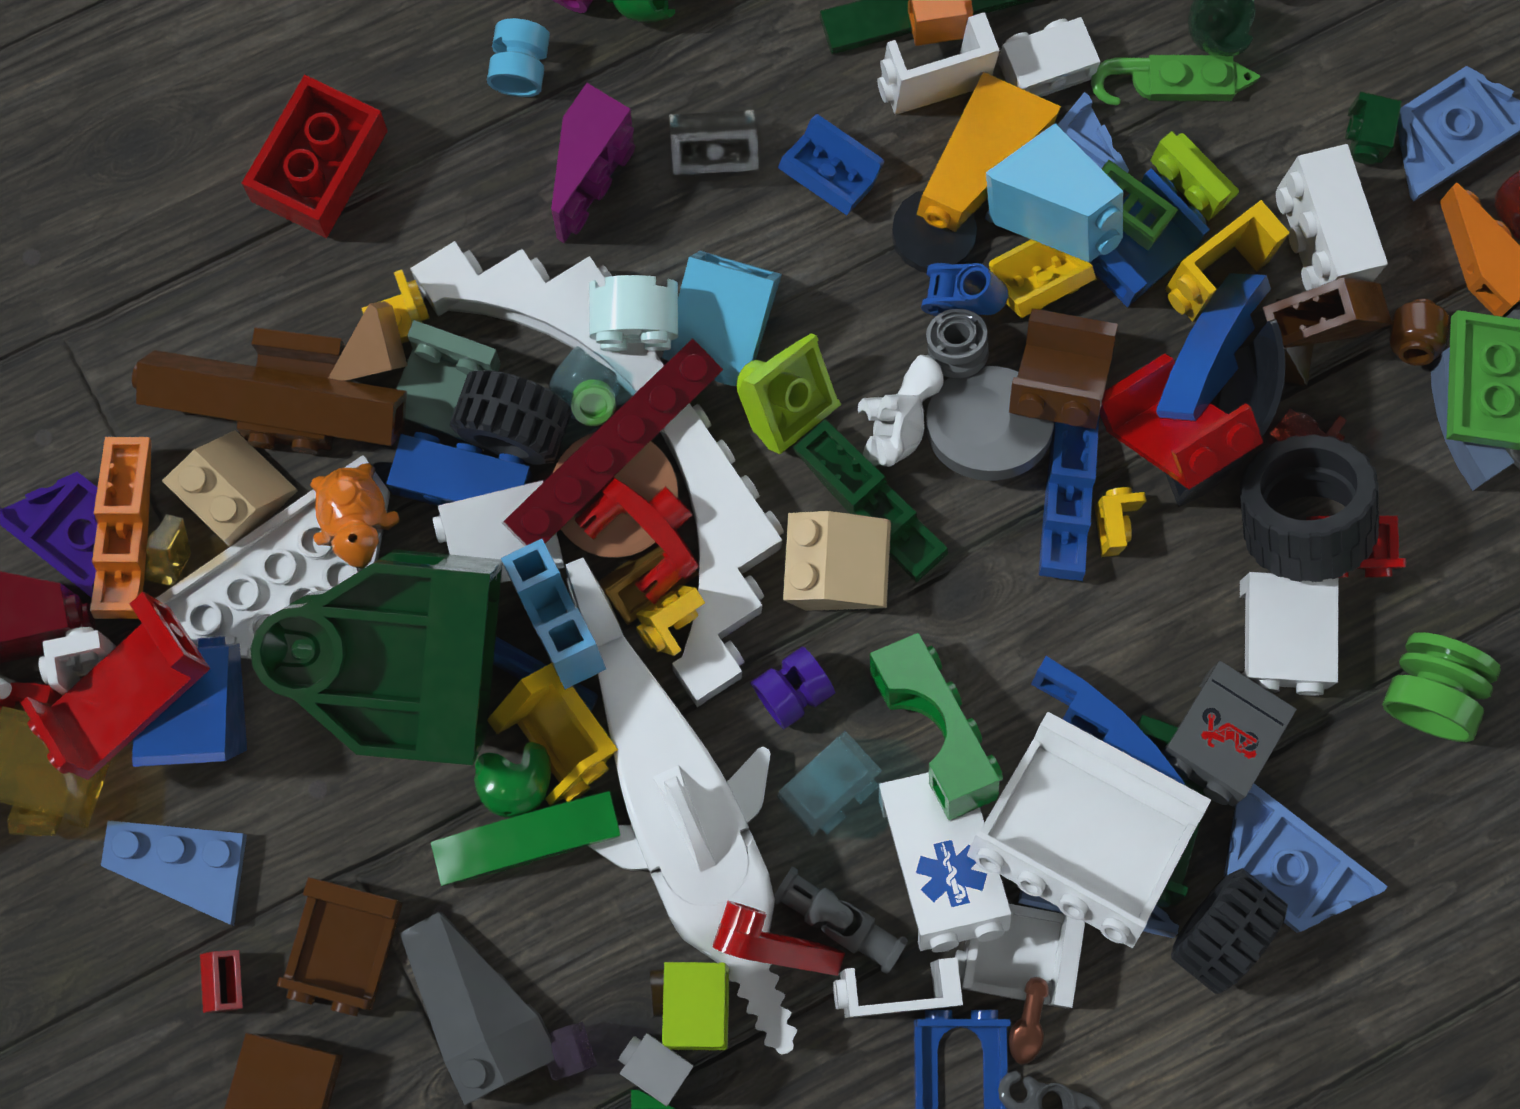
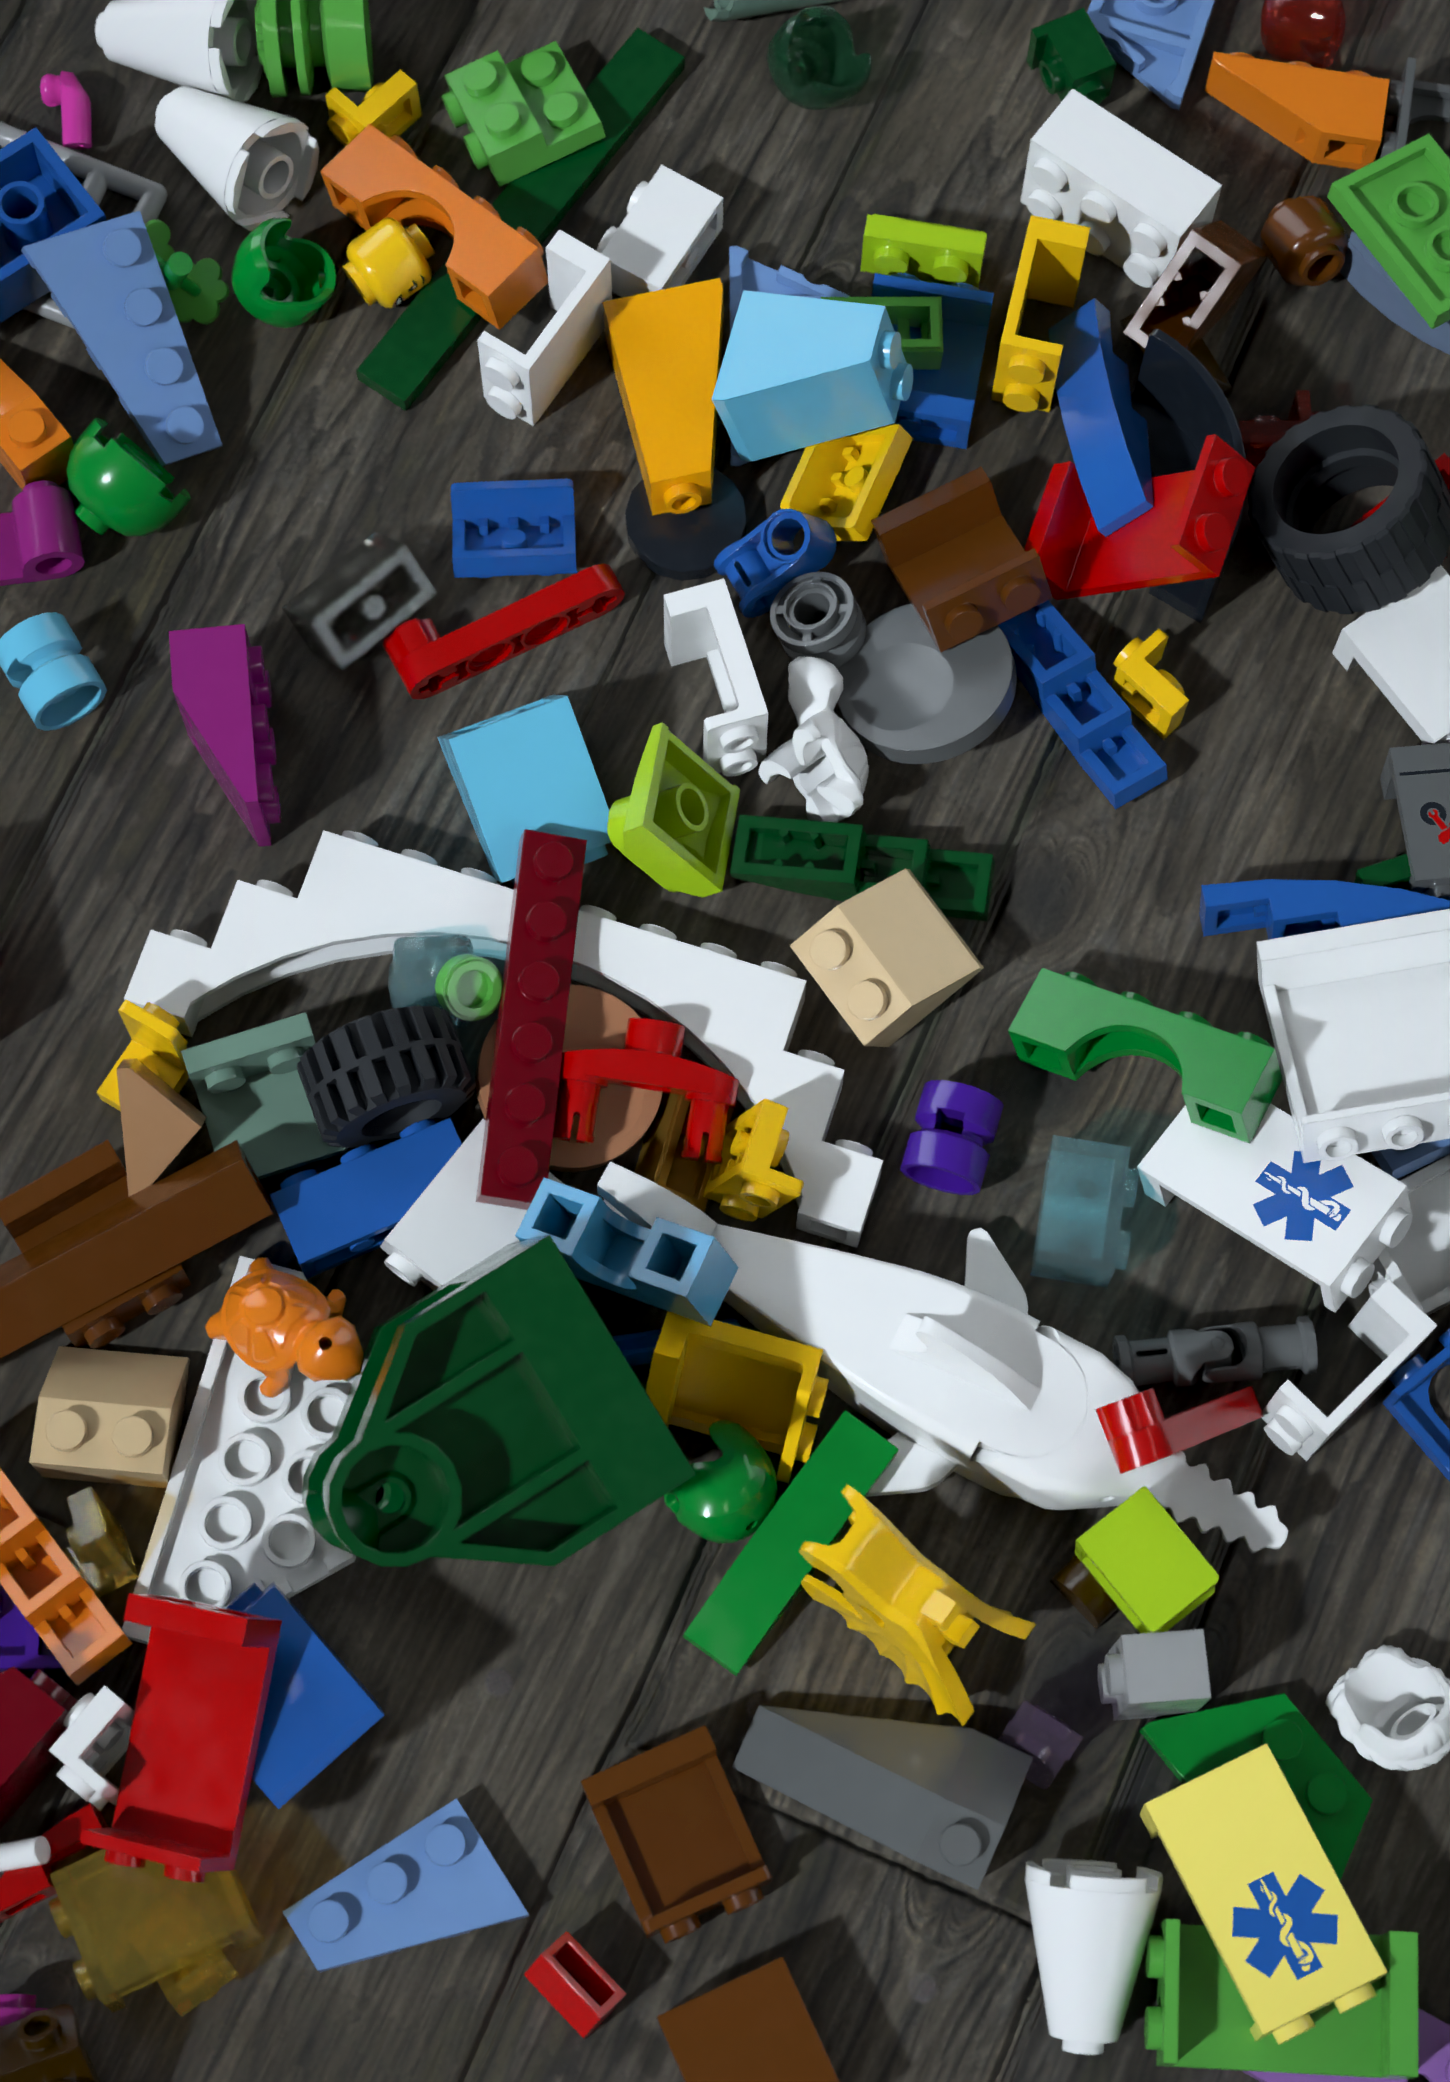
camera: 35 degrees left, 5 degrees down
(555, 919) = (903, 1603): none -> yellow animal
(633, 312) = (436, 848): light aqua brick -> none
(729, 208) = (436, 663): none -> red beam
(885, 295) = (702, 625): none -> white panel
(1176, 77) = (814, 160): bright green plate -> none

